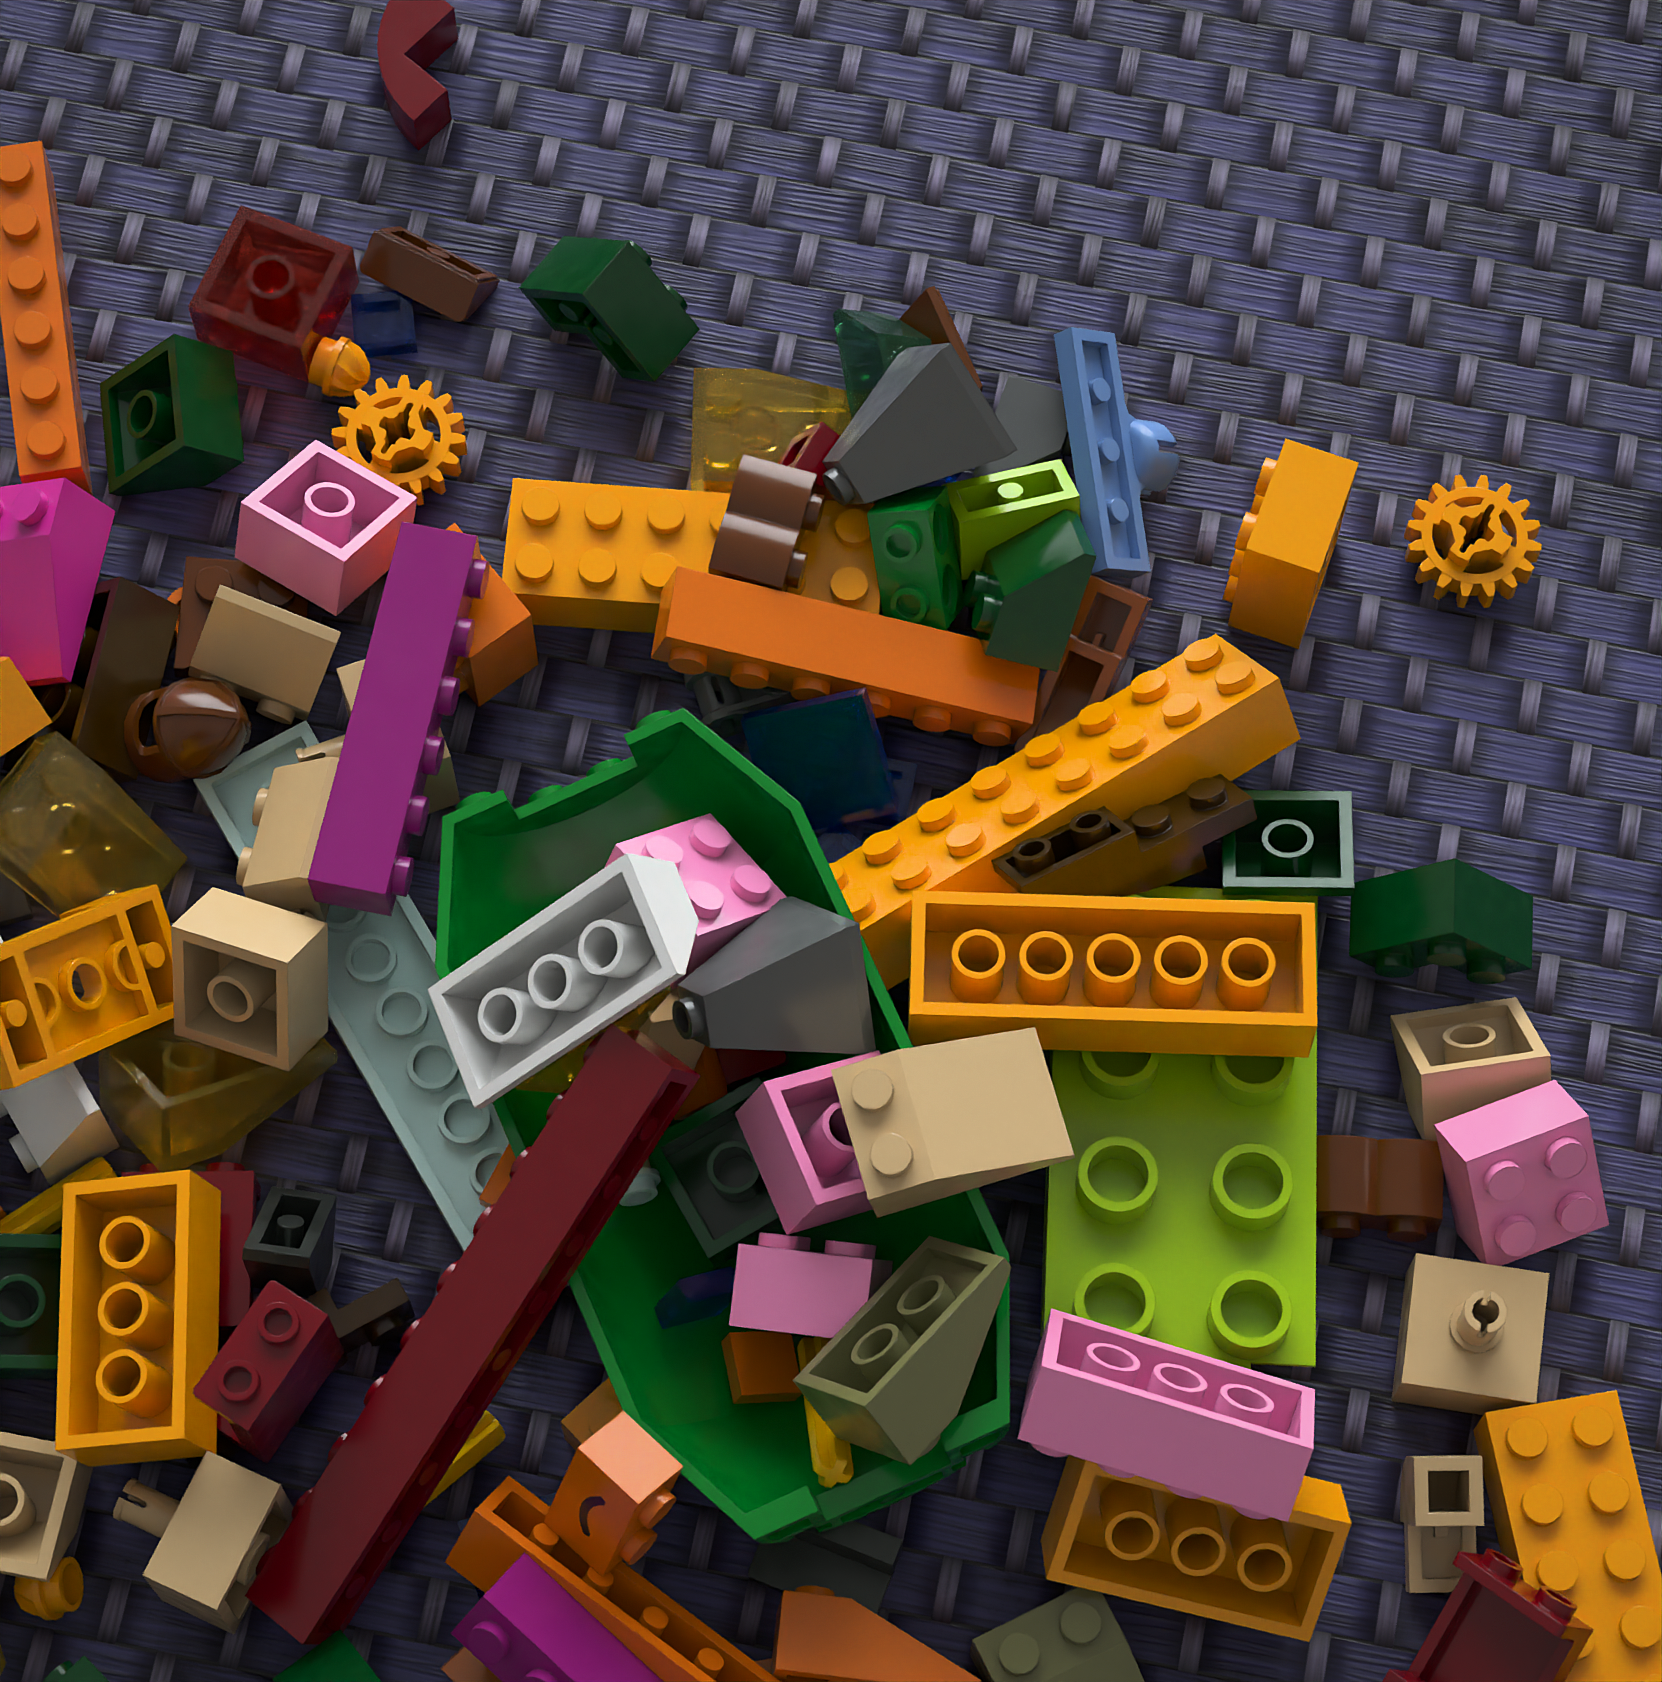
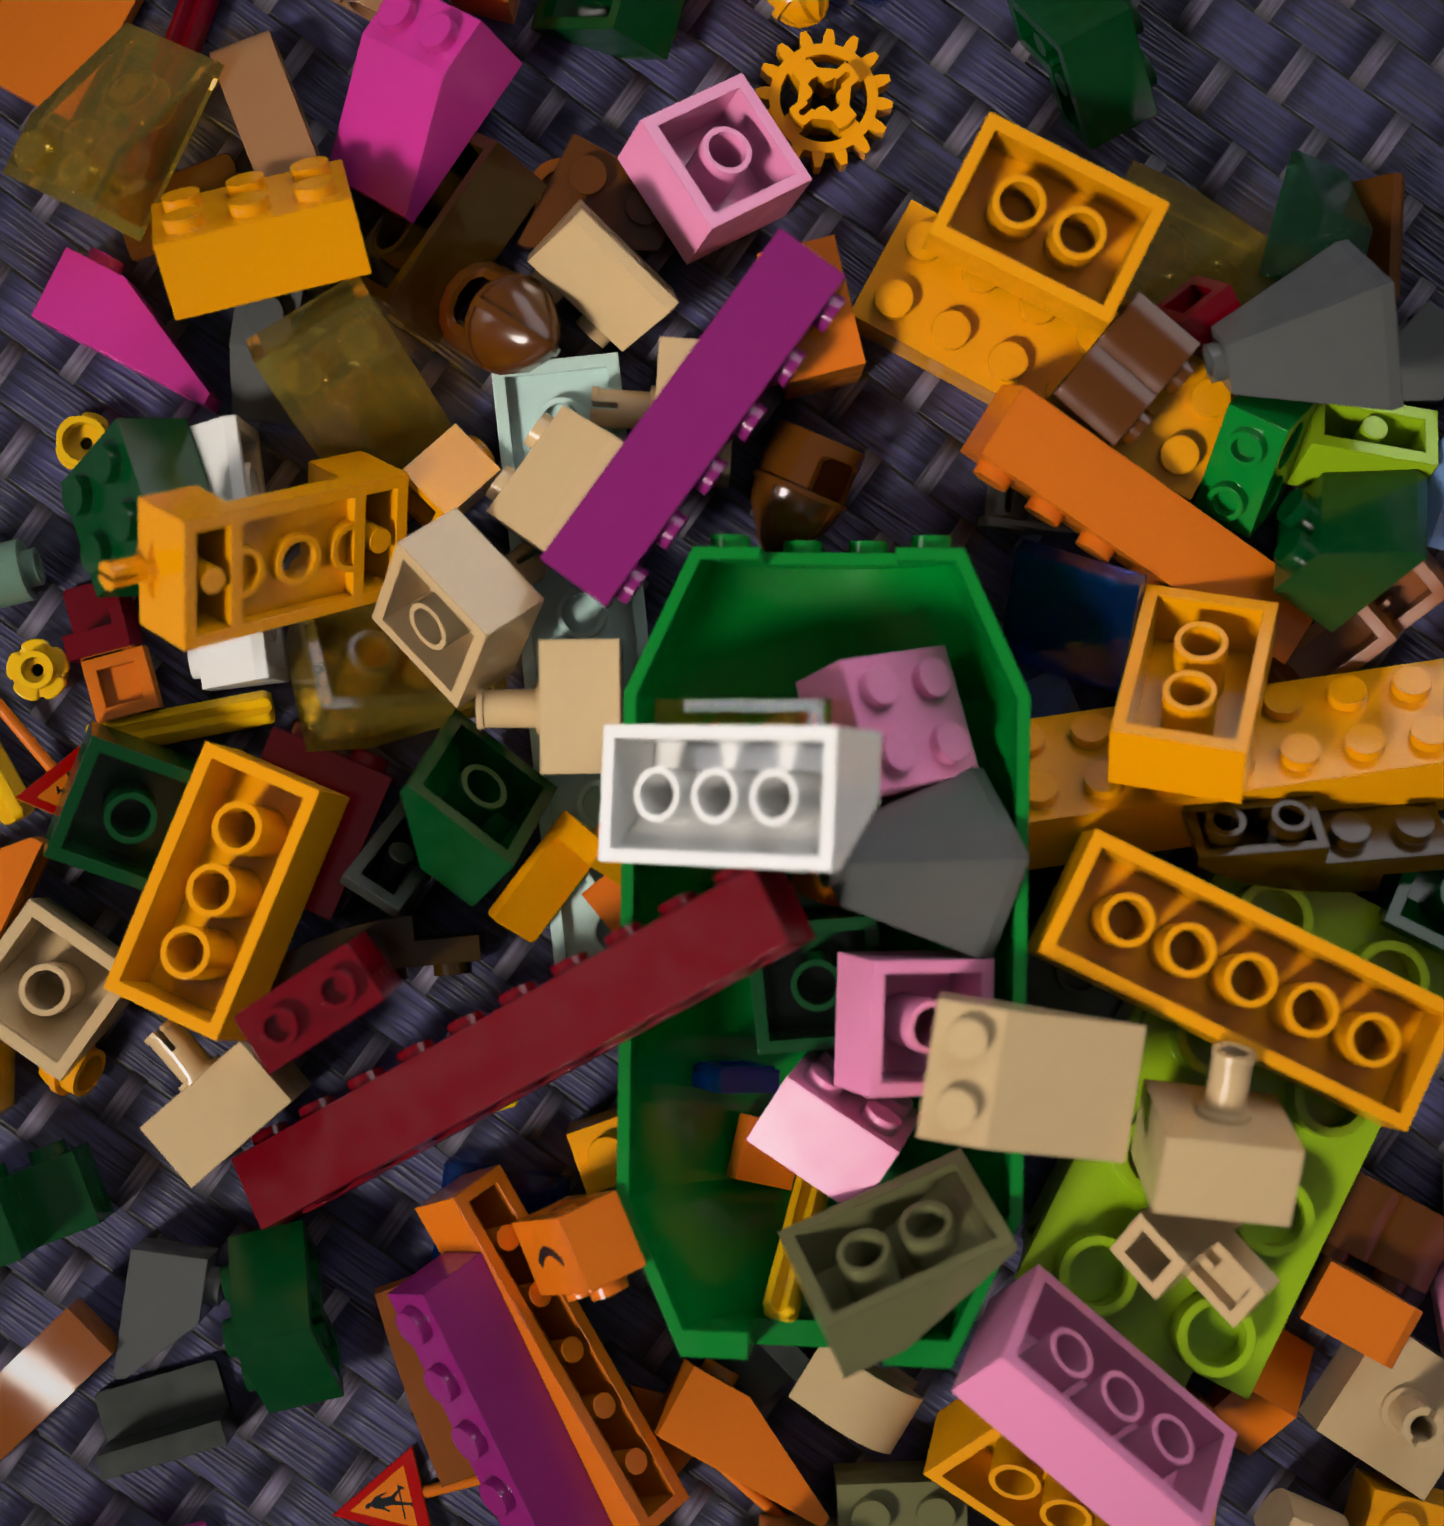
camera: 25 degrees right, 20 degrees up
(191, 873) = (449, 475): none -> light orange brick
(339, 1153) = (472, 808): none -> dark green slope
(391, 1022) = (571, 703): none -> tan brick
(446, 1184) = (551, 877): none -> light orange bracket
(523, 753) = (800, 485): none -> reddish brown helmet
(635, 437) = (1045, 225): none -> light orange brick
(952, 762) = (1192, 693): none -> light orange brick
(952, 1545) = (865, 1407): none -> tan brick
(1153, 1111) = (1218, 1146): none -> tan brick
(1189, 1226) = (1209, 1252): none -> tan brick
(1344, 1391) = (1274, 1398): none -> orange slope
(1382, 1255) = (1357, 1311): none -> orange slope

